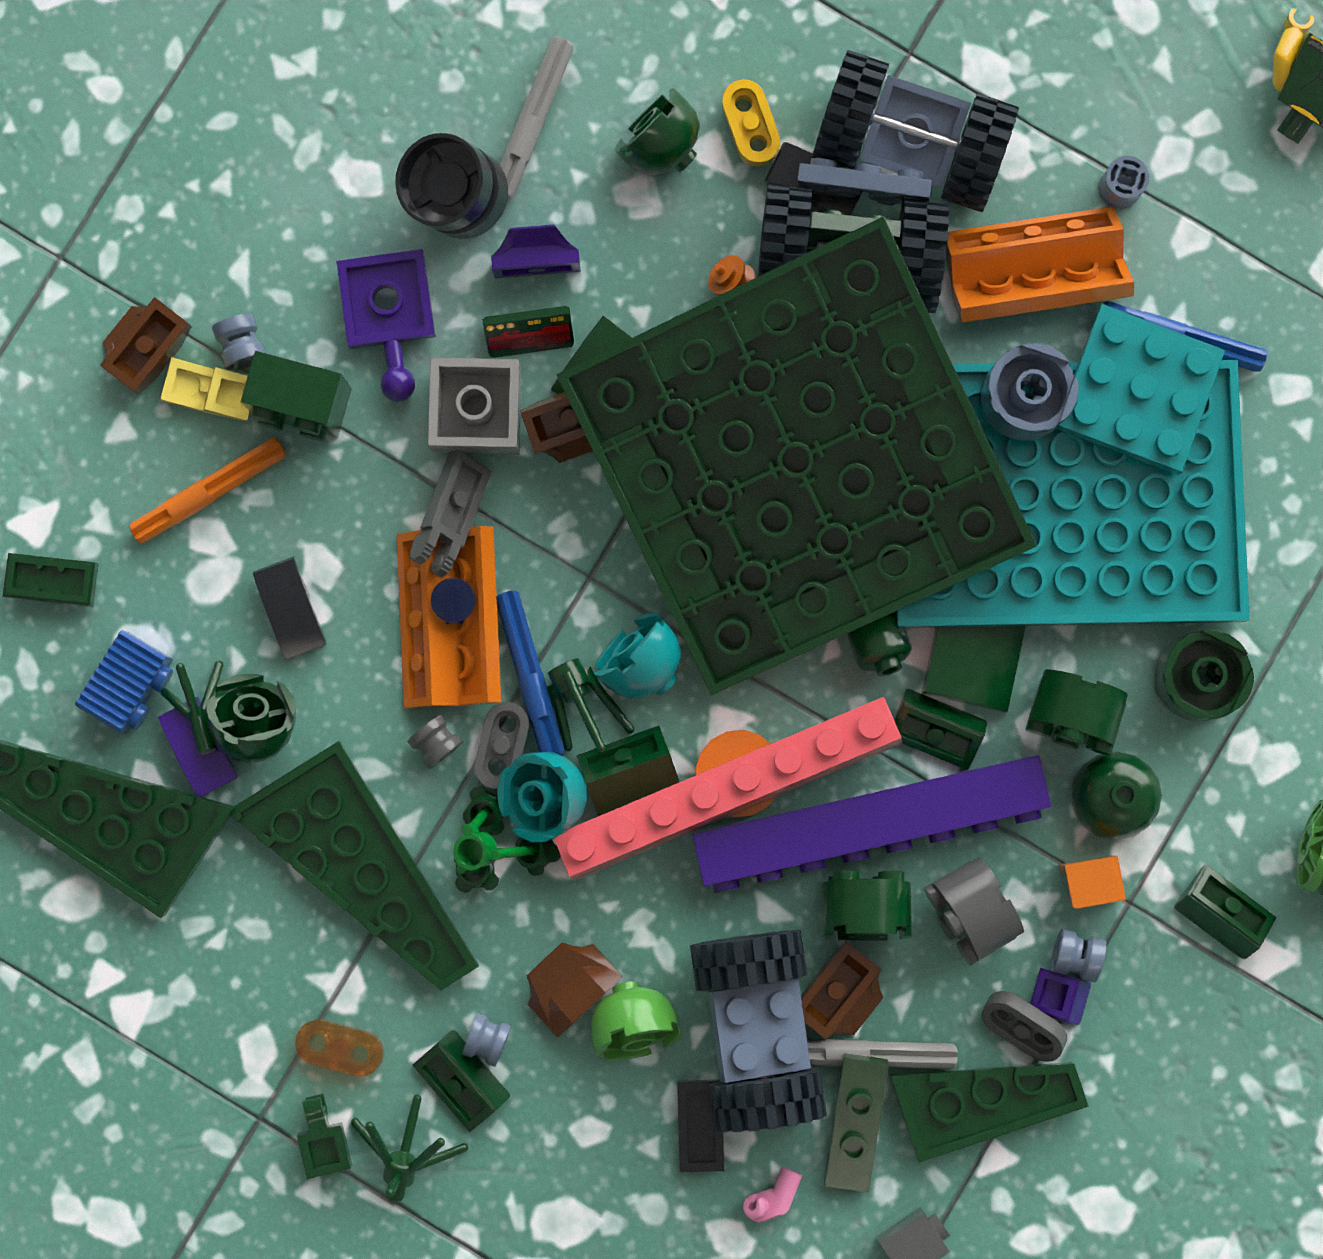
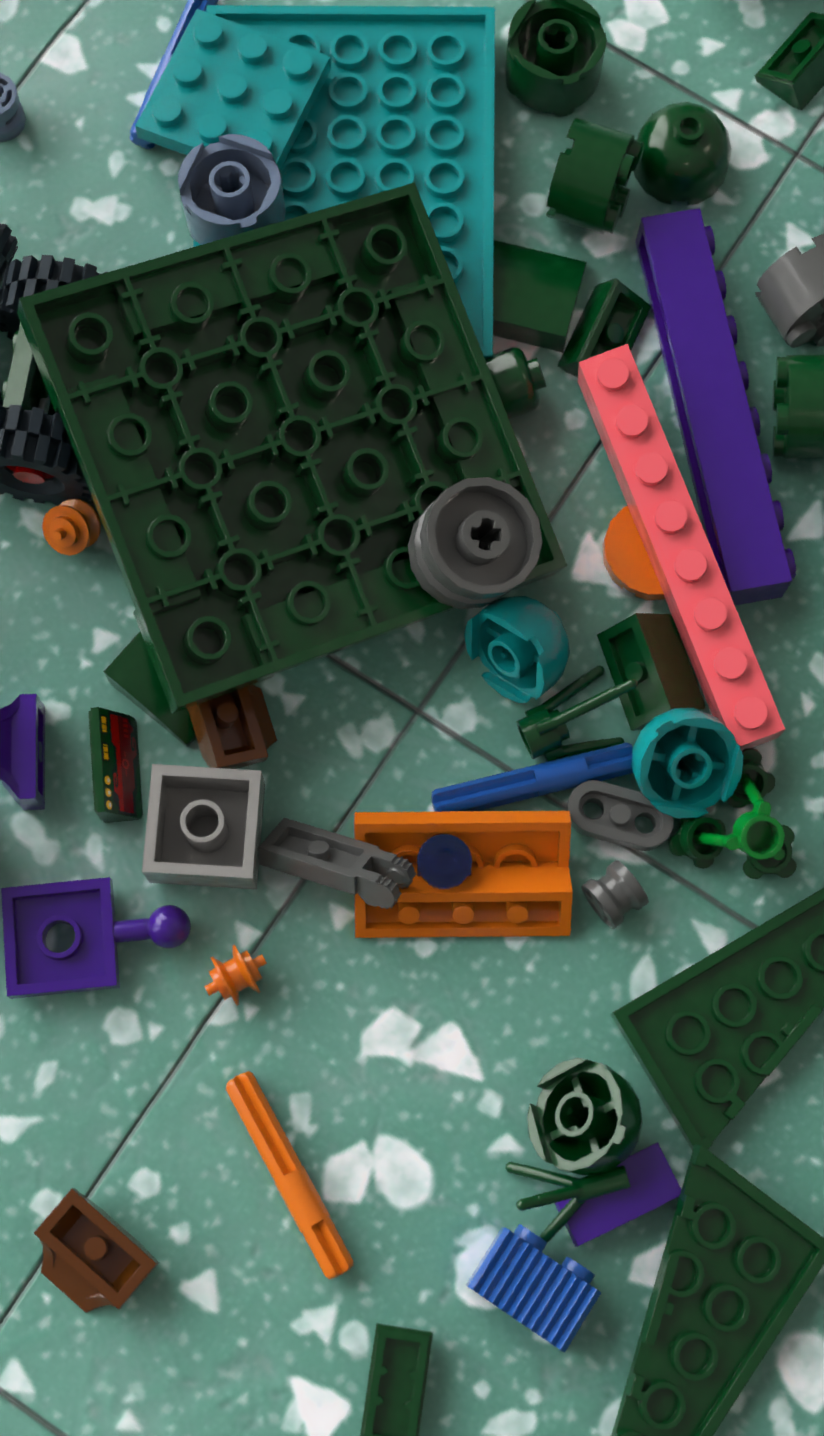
camera: 90 degrees left, 10 degrees down
(205, 389) = (158, 1170): light yellow slope -> none
(237, 340) = (108, 1117): sand blue wheel -> none
(289, 608) = (443, 1071): black slope -> none
(295, 395) = (178, 1046): dark green brick -> none
(360, 439) = (235, 975): none -> orange wheel
(702, 636) = (475, 543): none -> dark grey wheel
(1038, 264) = (83, 186): orange slope -> none
(1094, 881) = (776, 174): orange panel -> none

